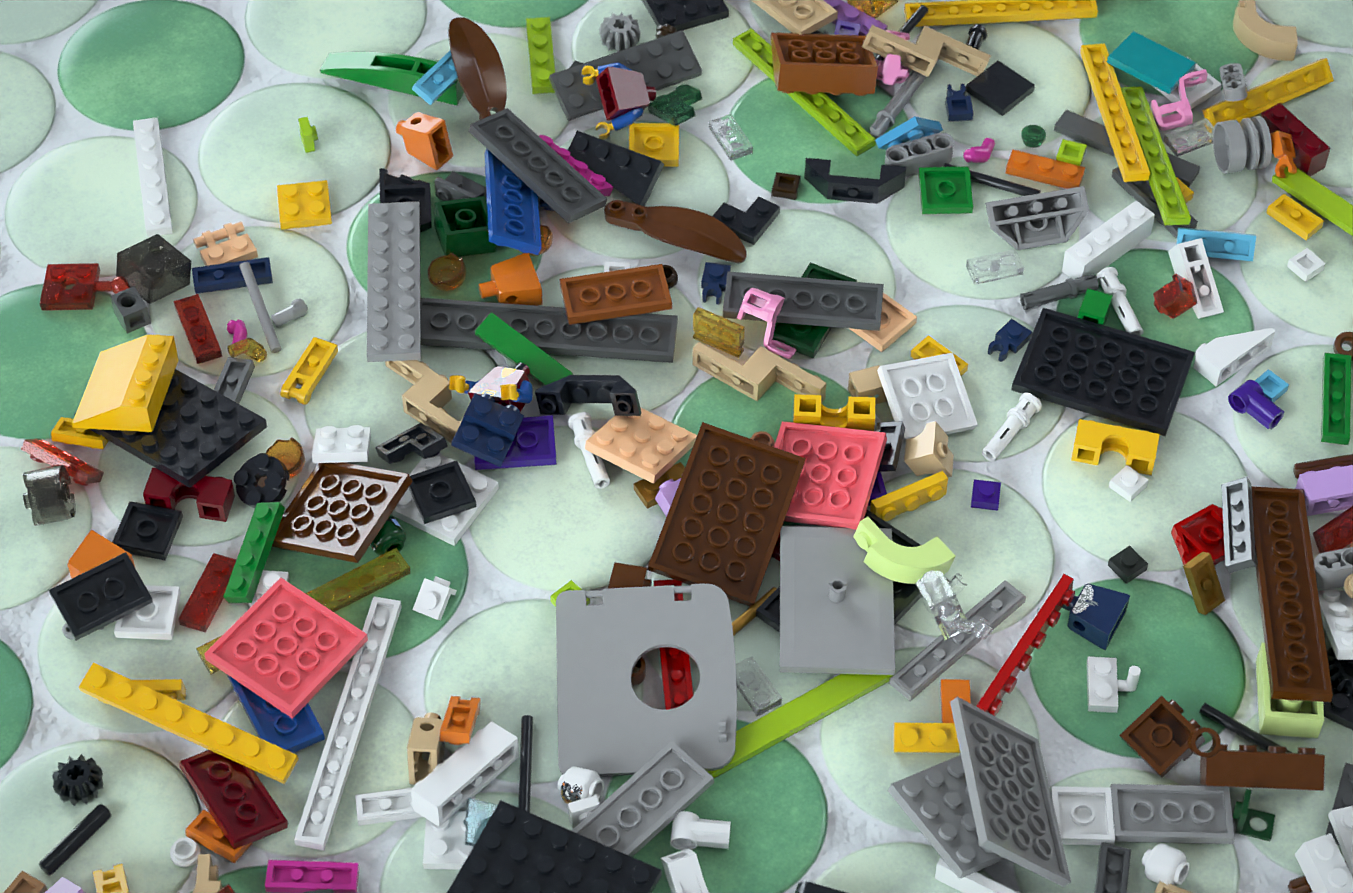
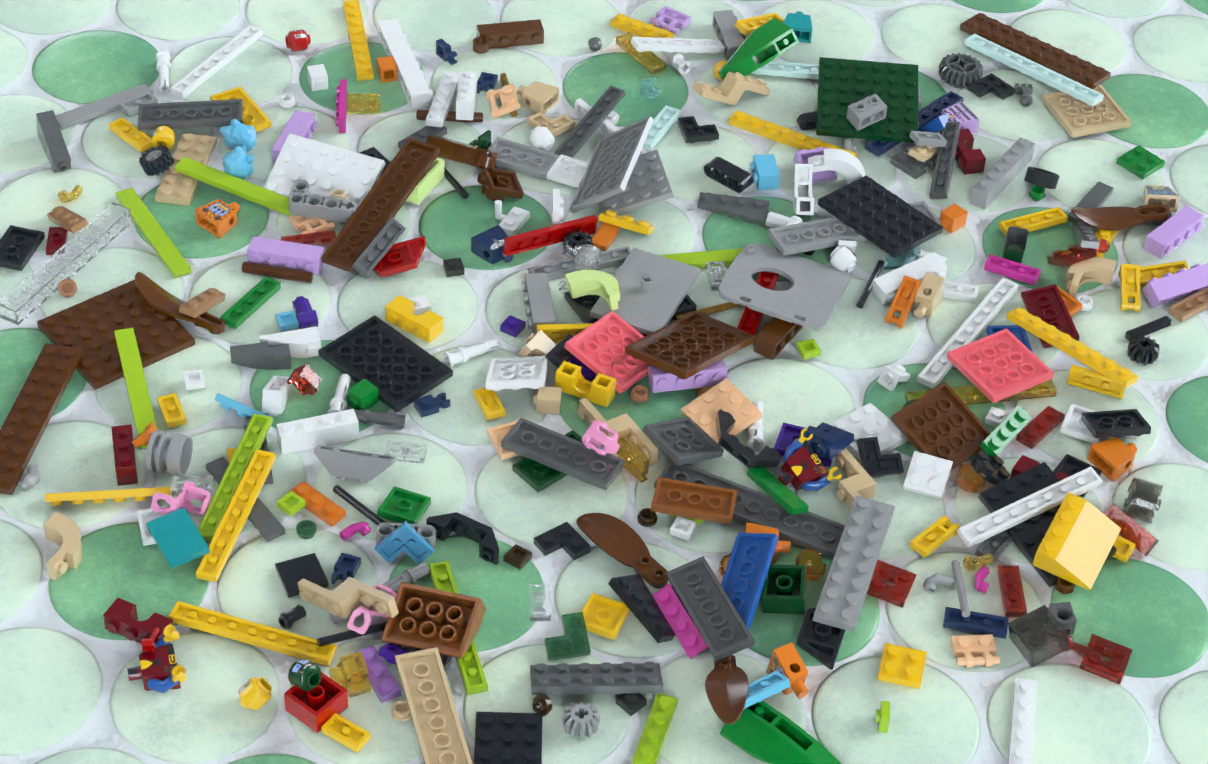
camera: 160 degrees left, 10 degrees down
(192, 414) = (1028, 507): none -> white tile
(334, 285) = (888, 573): none -> clear red plate
(441, 492) = (870, 422): black tile -> none
(458, 187) = (772, 629): dark grey bracket -> none
(621, 94) = (615, 645): torso -> none
(672, 377) = (683, 440): none -> dark grey plate
(714, 281) = (612, 506): dark blue plate -> none
(790, 850) = (749, 209): none -> dark grey wing
(970, 534) = (538, 300): none -> light grey brick
(980, 662) = (577, 239): none -> black gear
(1041, 689) = (557, 207): none -> white plate
(1204, 583) = (423, 229): pearl gold plate -> none
(1233, 82) = (120, 506): light grey beam -> none
(1256, 317) = (261, 356): none -> dark grey slope

